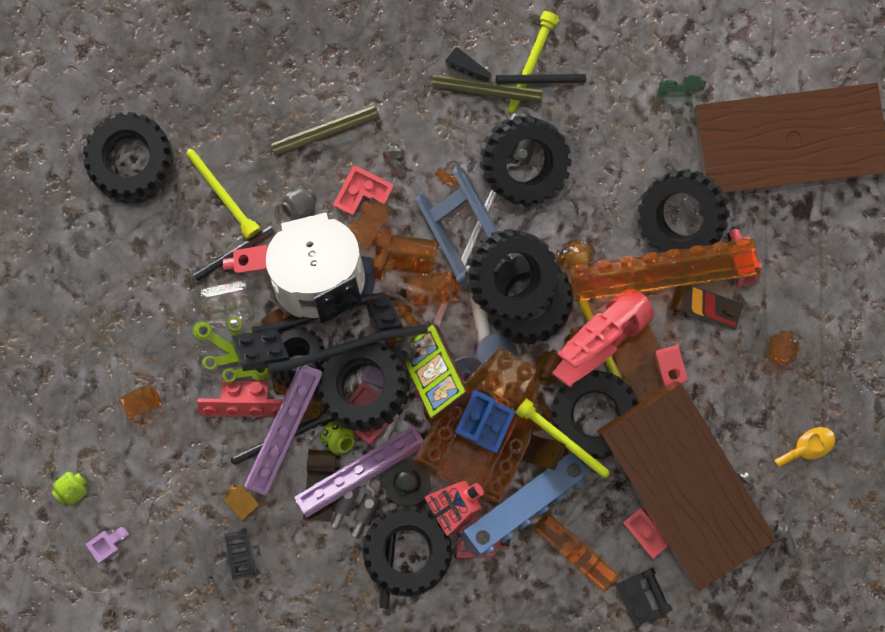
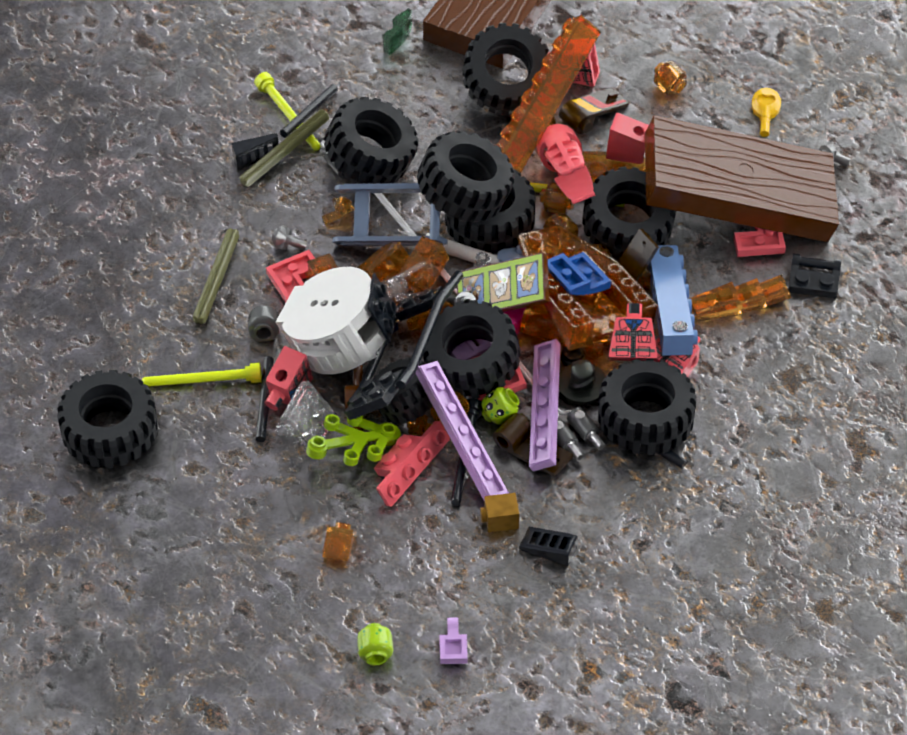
camera: 60 degrees left, 30 degrees down
(528, 411) = (589, 242): neon yellow piece -> none

